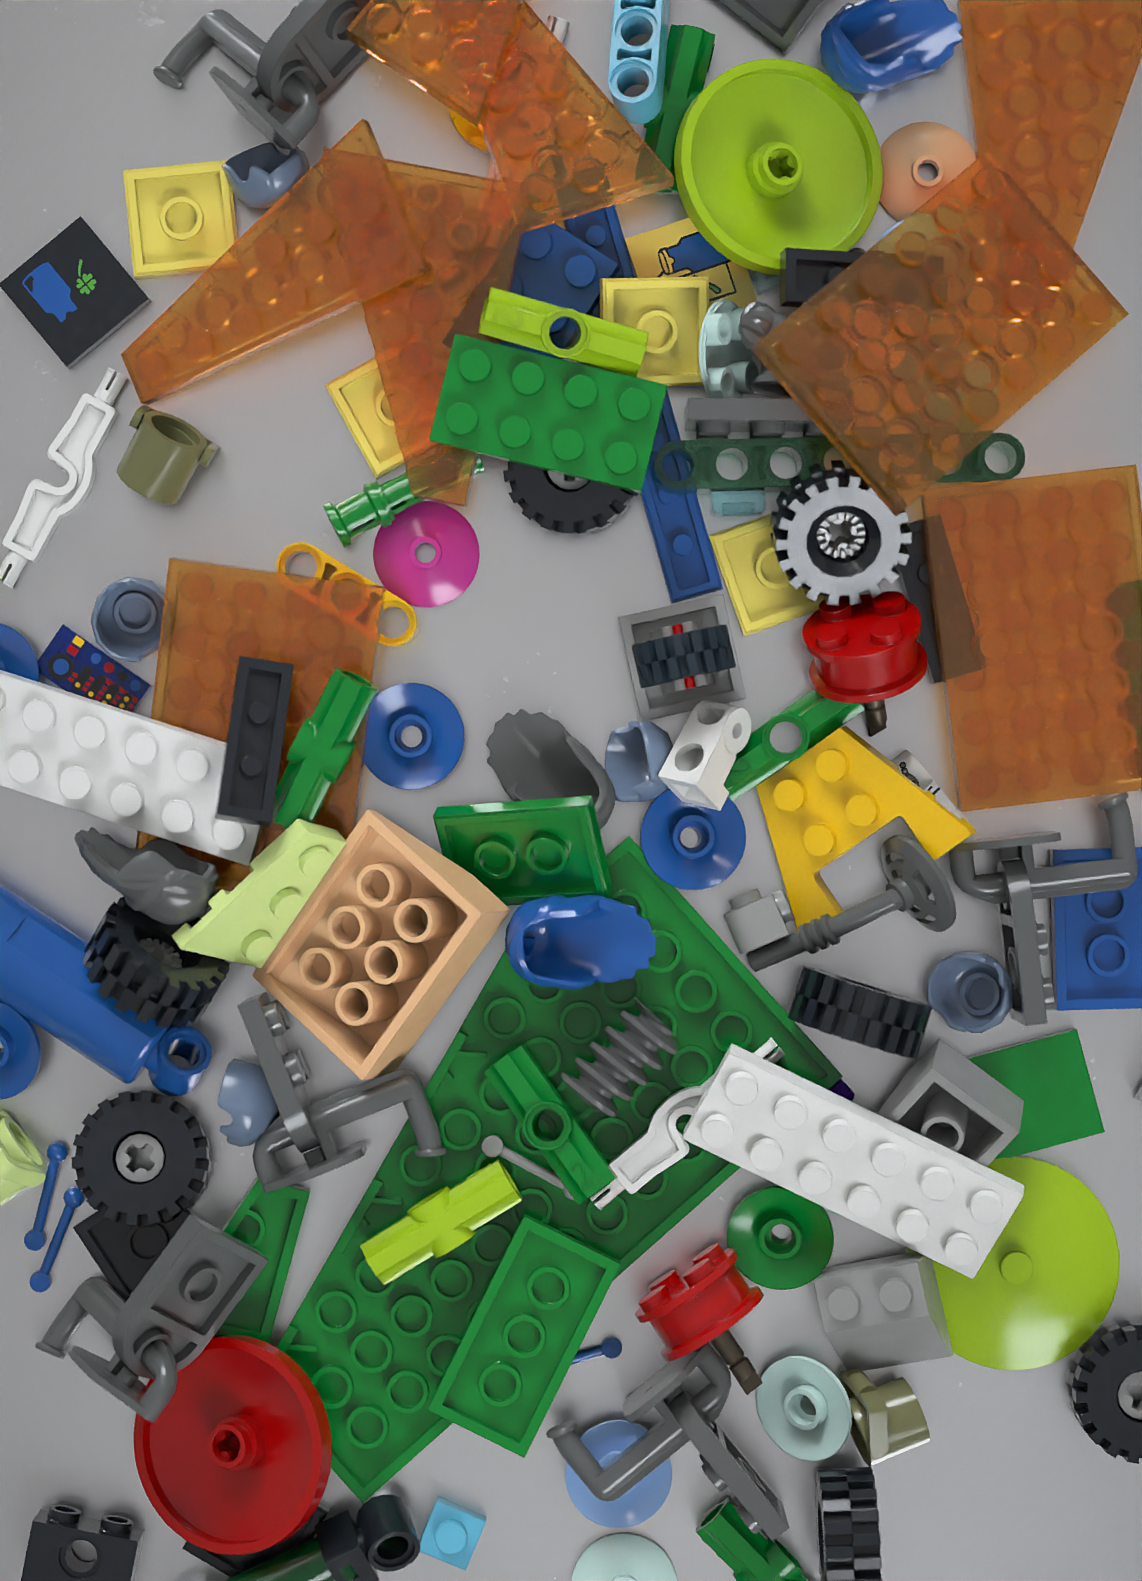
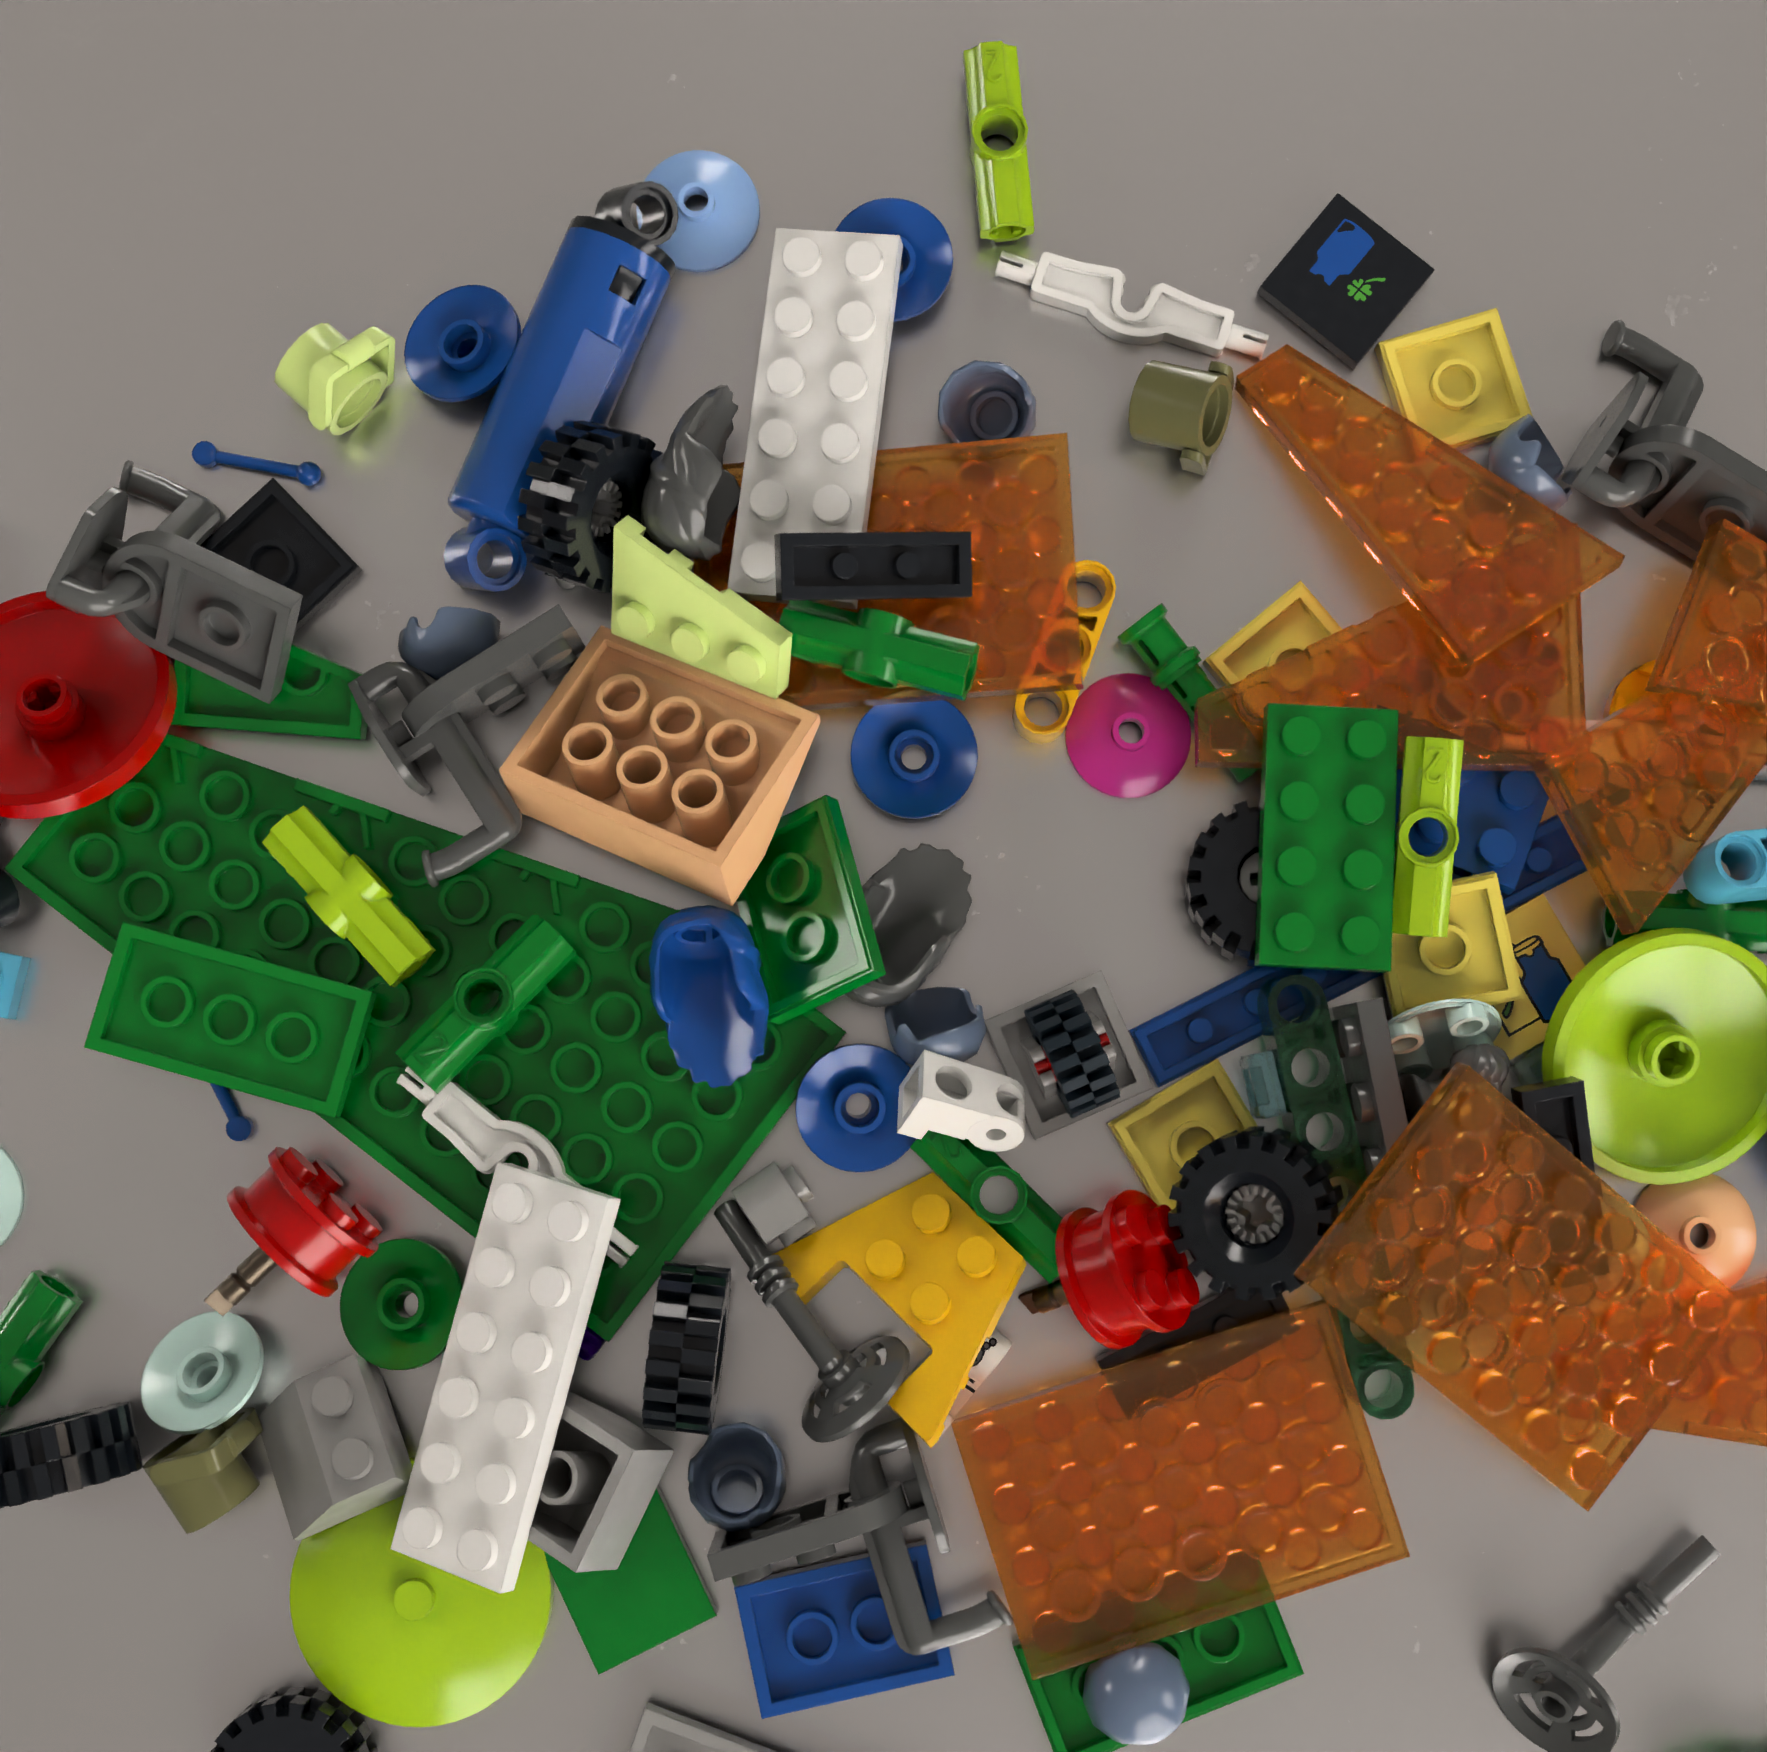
camera: 80 degrees right, 5 degrees down
(36, 1237) = (255, 441): blue hinge -> none
(90, 672) = (915, 375): tile -> none
(141, 1196) = (375, 577): black bush -> none
(494, 1146) = (450, 942): light grey hinge -> none
(622, 1060) = (577, 1073): dark grey piece -> none
(640, 1502) = (57, 1170): light blue dish -> none
(683, 1420) = (161, 1234): dark grey plate -> none

